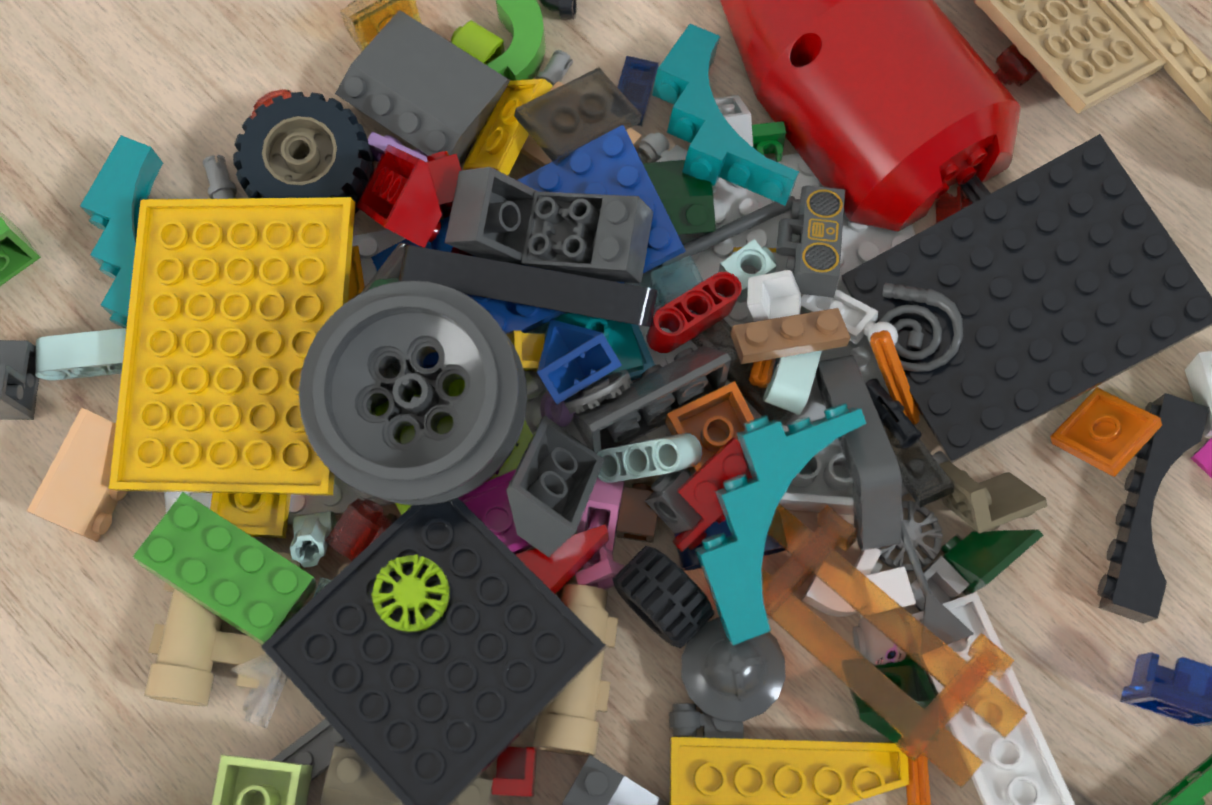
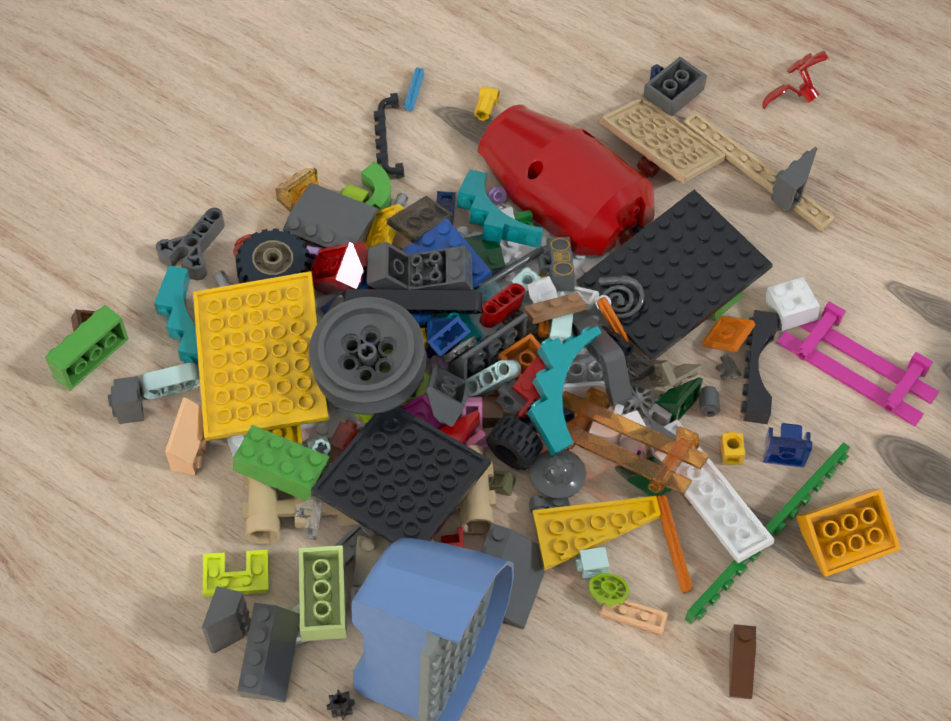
camera: 15 degrees left, 15 degrees down
(88, 770) = (252, 581): none -> neon yellow plate
(178, 120) = (193, 244): none -> dark grey beam
(410, 593) = (384, 451): lime wheel -> none
(629, 658) = (502, 482): none -> olive slope
(730, 80) = (497, 195): none -> lavender plate
(1044, 564) = (709, 401): none -> dark grey brick
(1057, 681) = (728, 455): none -> yellow brick
(1095, 496) = (729, 366): none -> clear smoke tile

